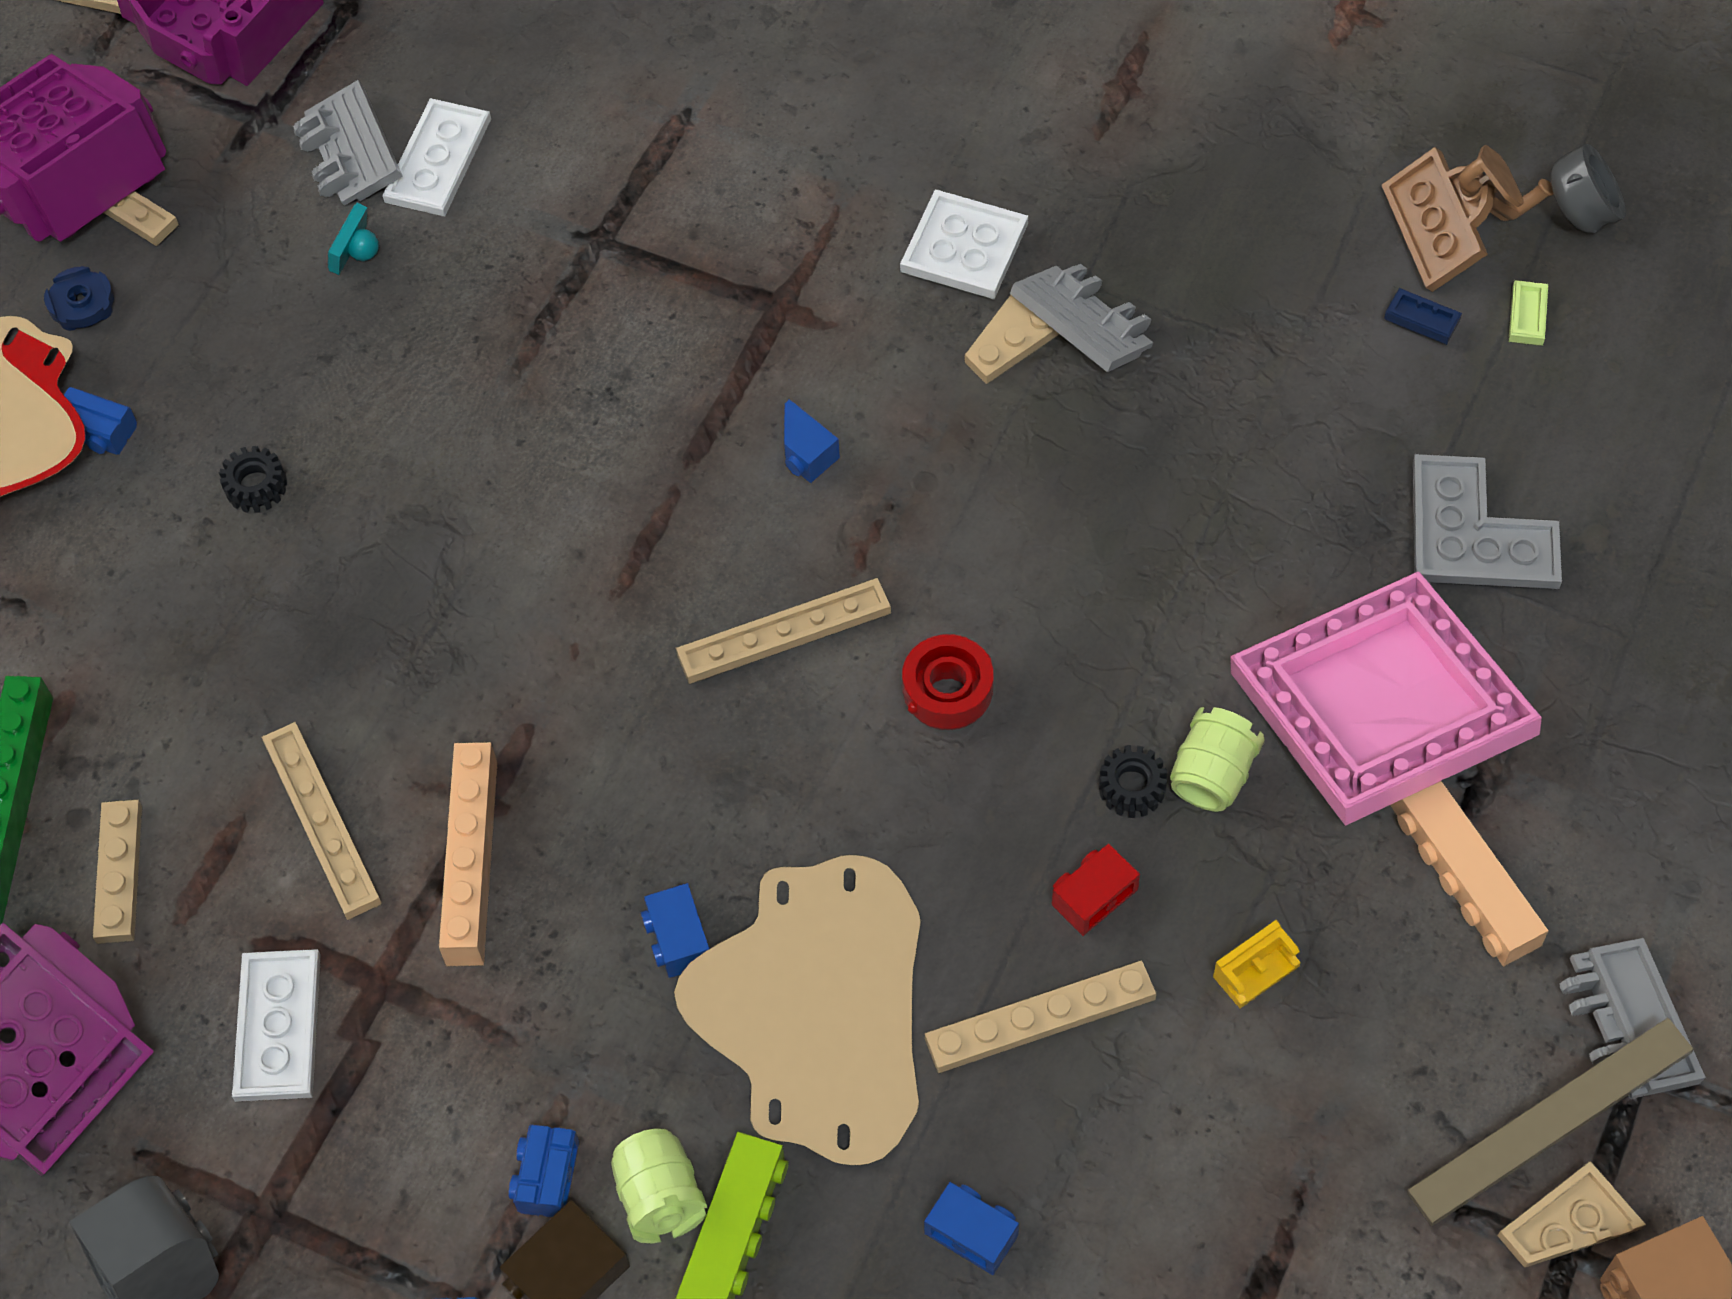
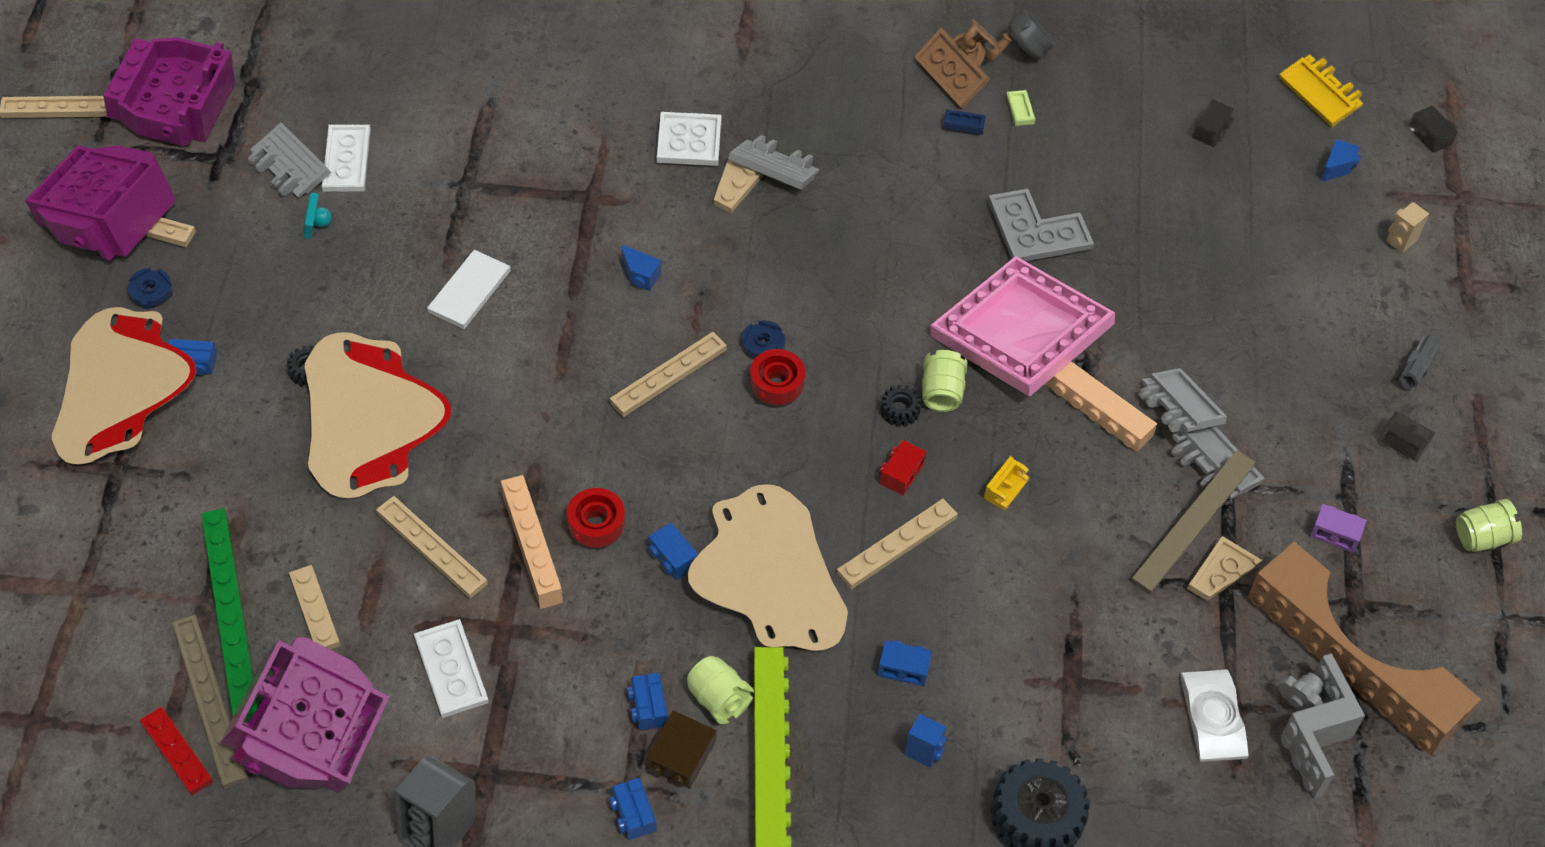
camera: 25 degrees left, 5 degrees down
(307, 578) = (366, 414): none -> tan piece
(536, 413) = (468, 289): none -> white tile
(568, 819) = (591, 504): none -> red piece
(961, 594) = (757, 332): none -> dark blue plate
(1610, 900) = (1185, 402): none -> light grey hinge

